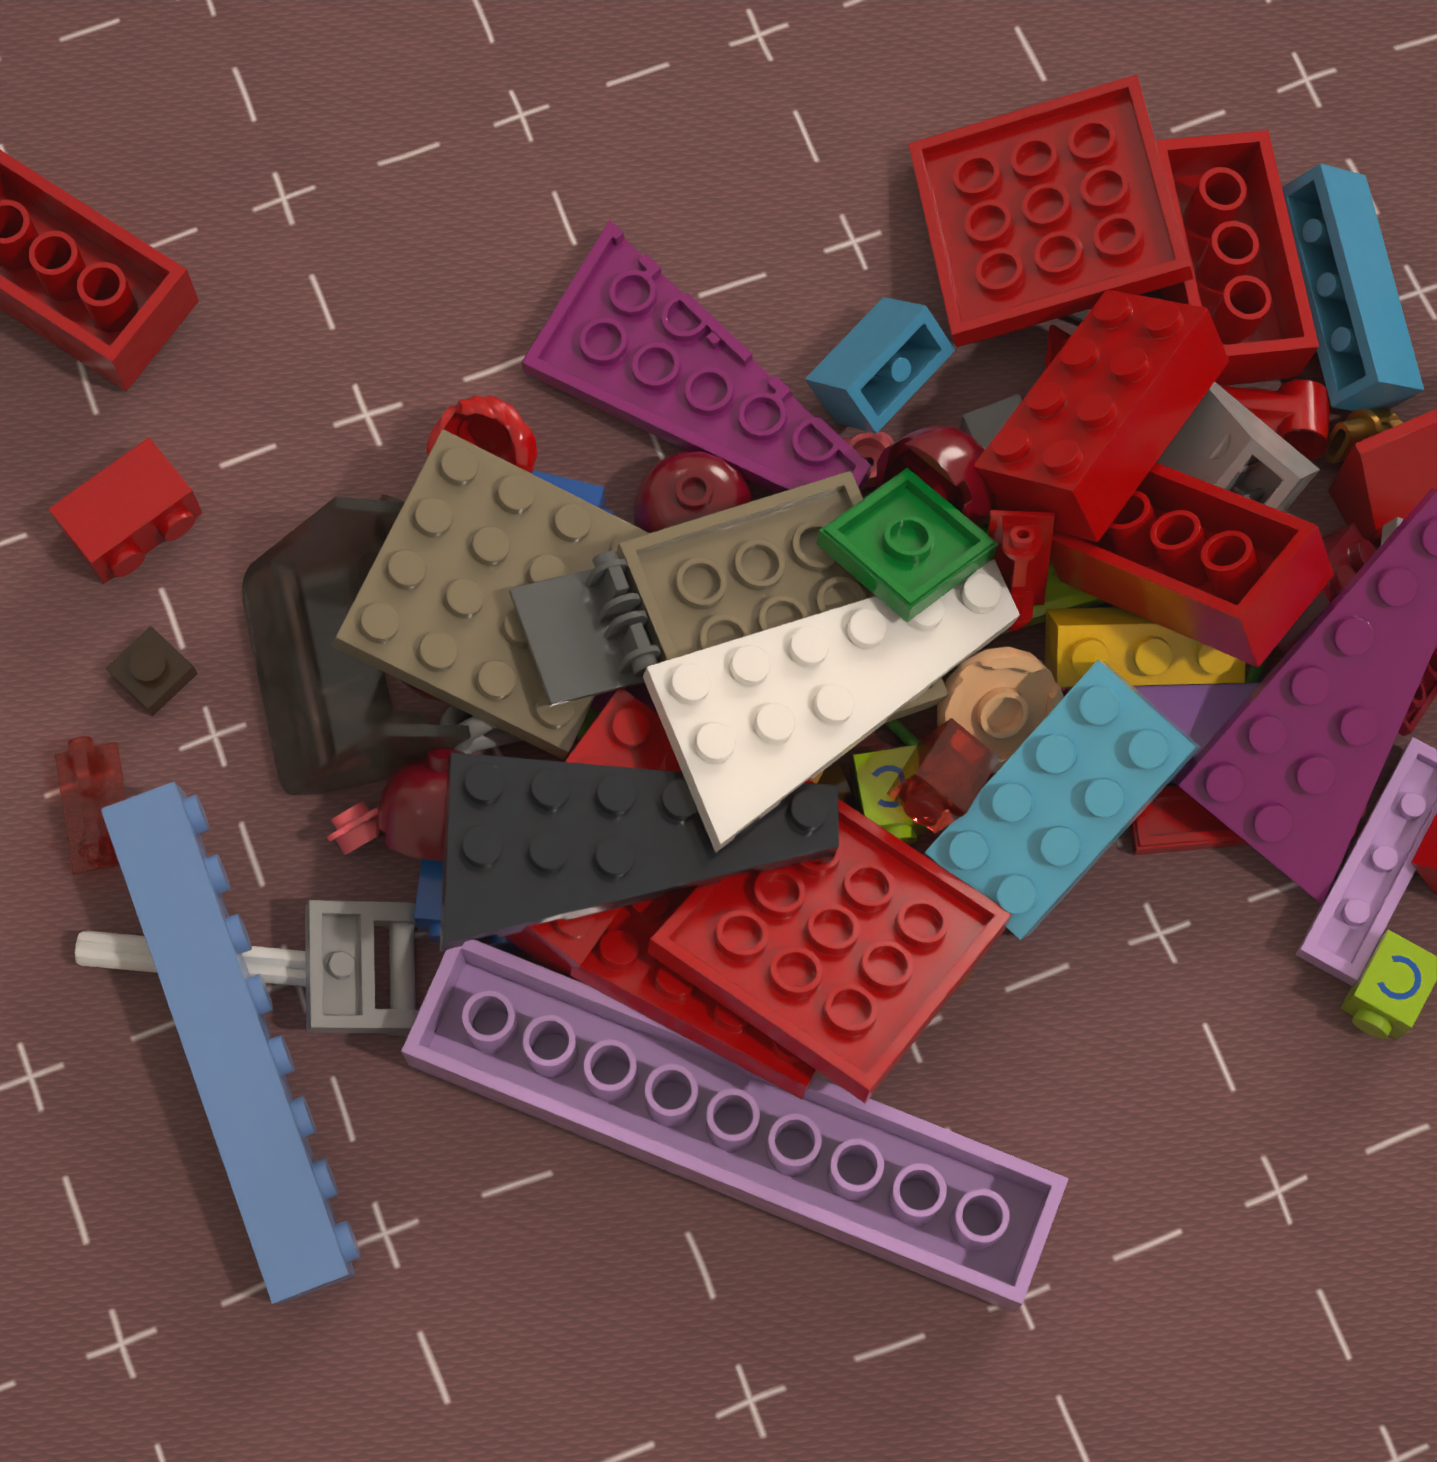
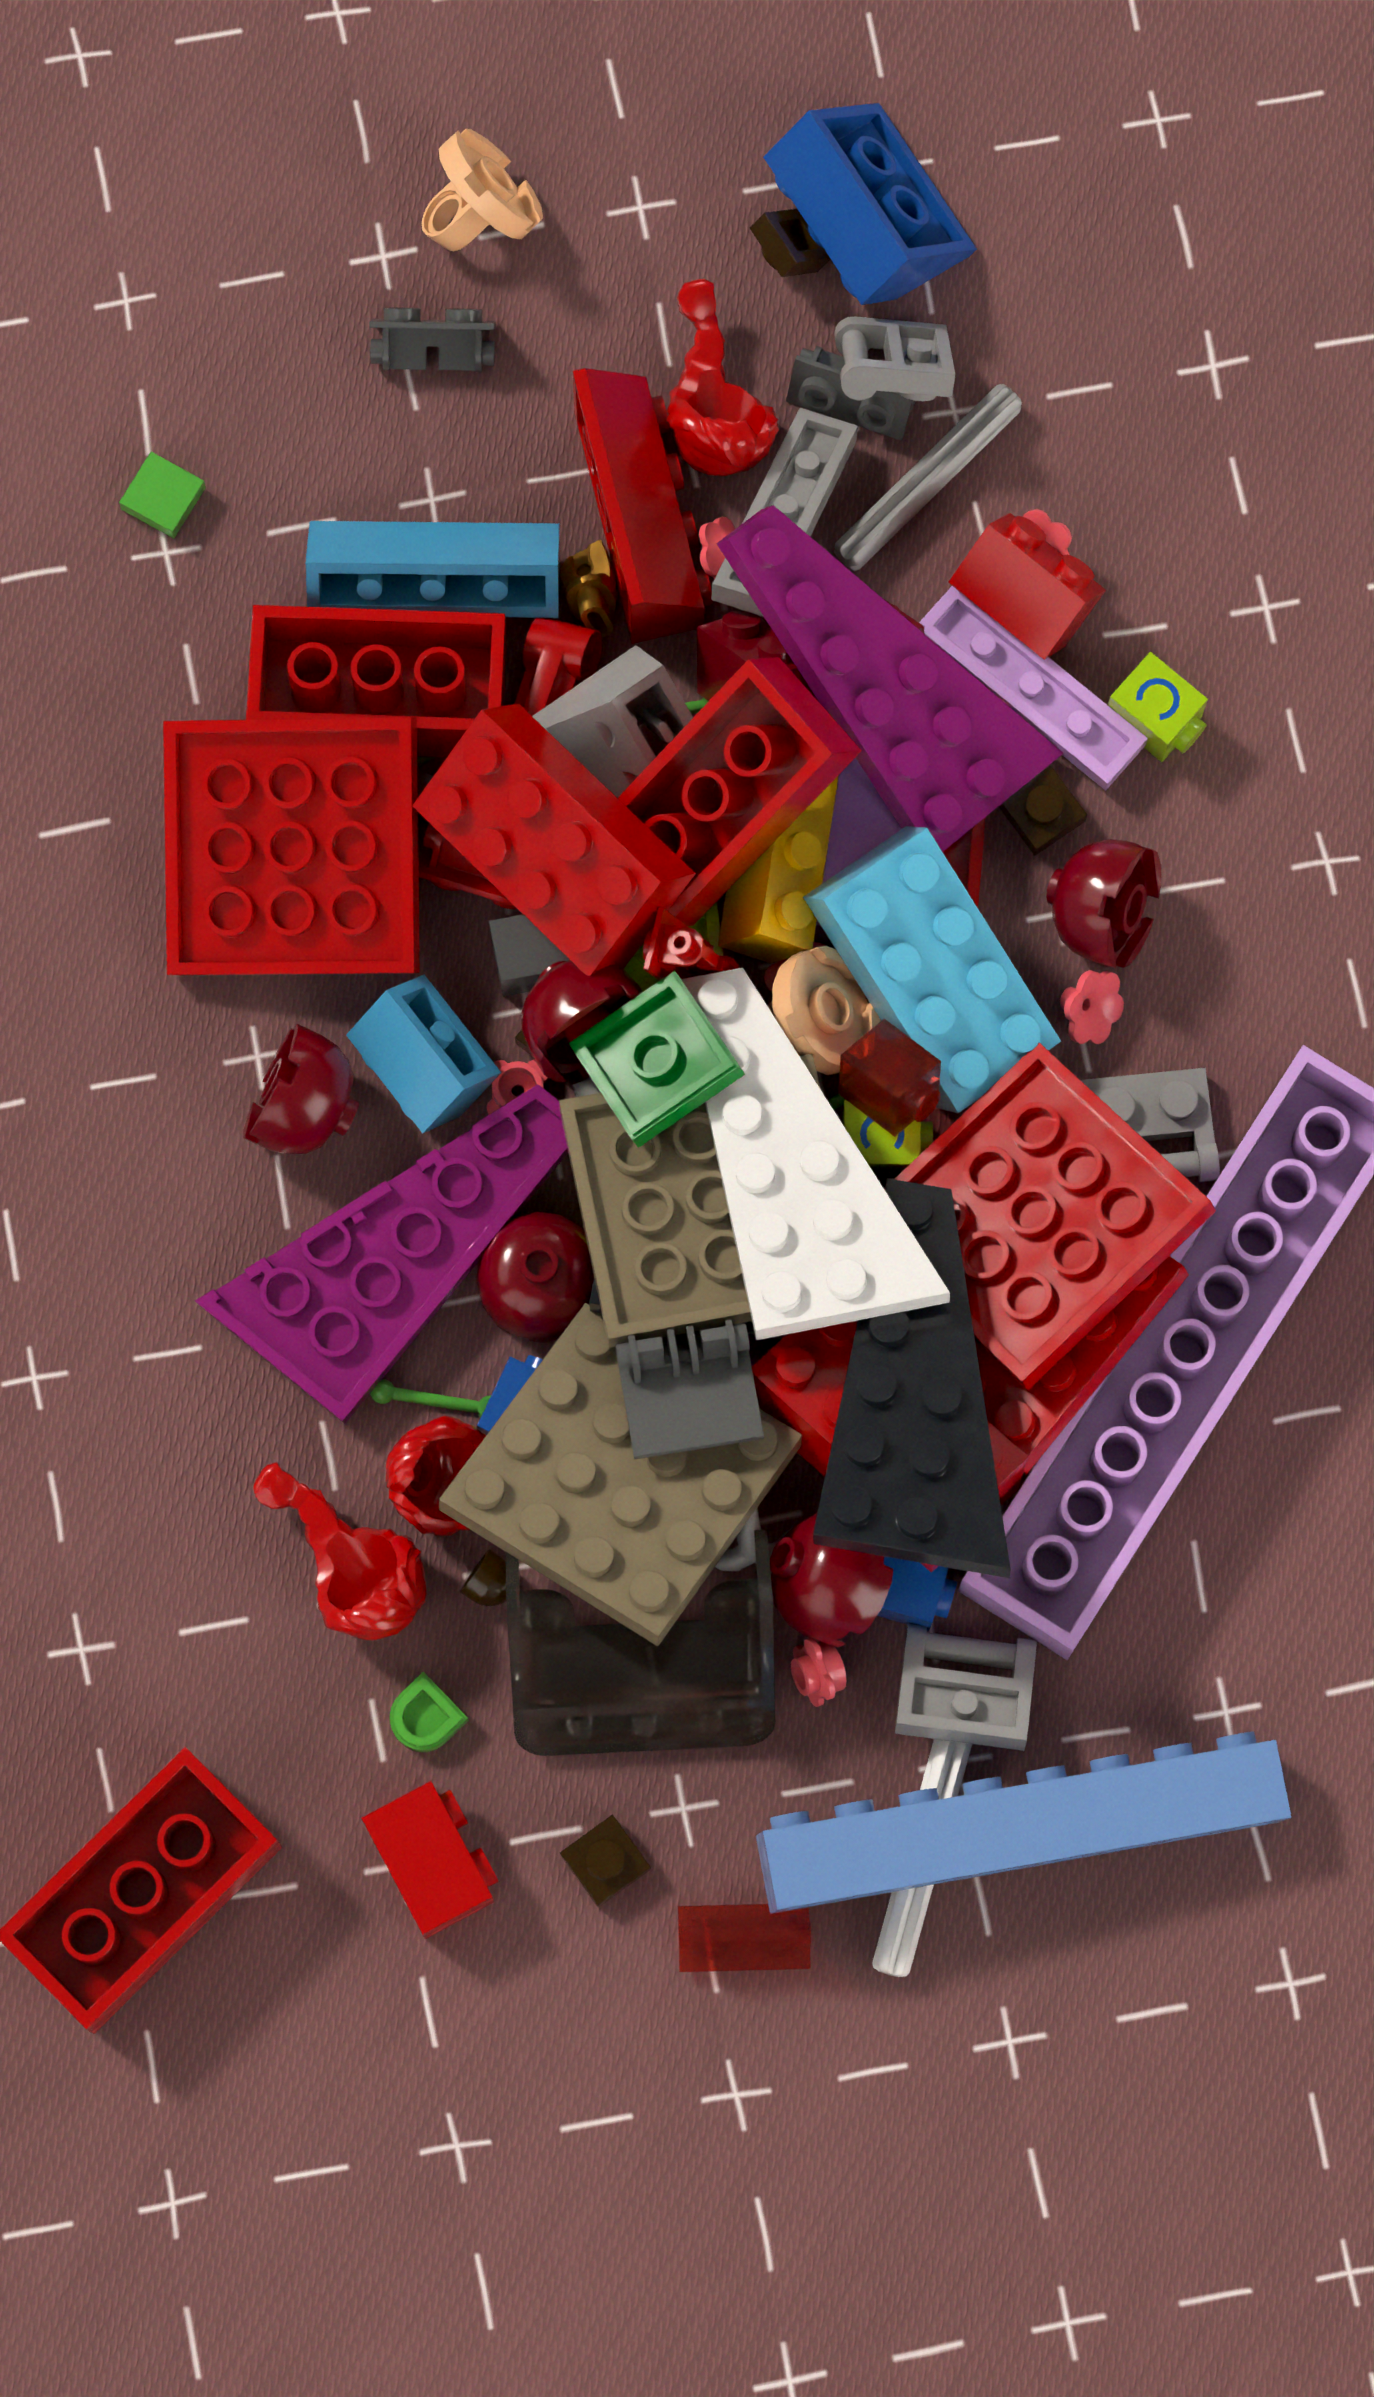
camera: 80 degrees left, 5 degrees up
(265, 490) = (425, 1716): none -> bright green tile
(384, 410) = (365, 1576): none -> red hair
(561, 402) = (385, 1392): none -> bright green hinge
(817, 269) = (303, 1096): none -> dark red cylinder
(979, 1057) = (1167, 1108): none -> light grey plate
(1068, 975) = (1092, 1006): none -> coral plant
(1177, 966) = (1102, 900): none -> dark red cylinder
(1259, 897) = (1043, 811): none -> dark brown plate
(1358, 61) = (162, 495): none -> bright green tile

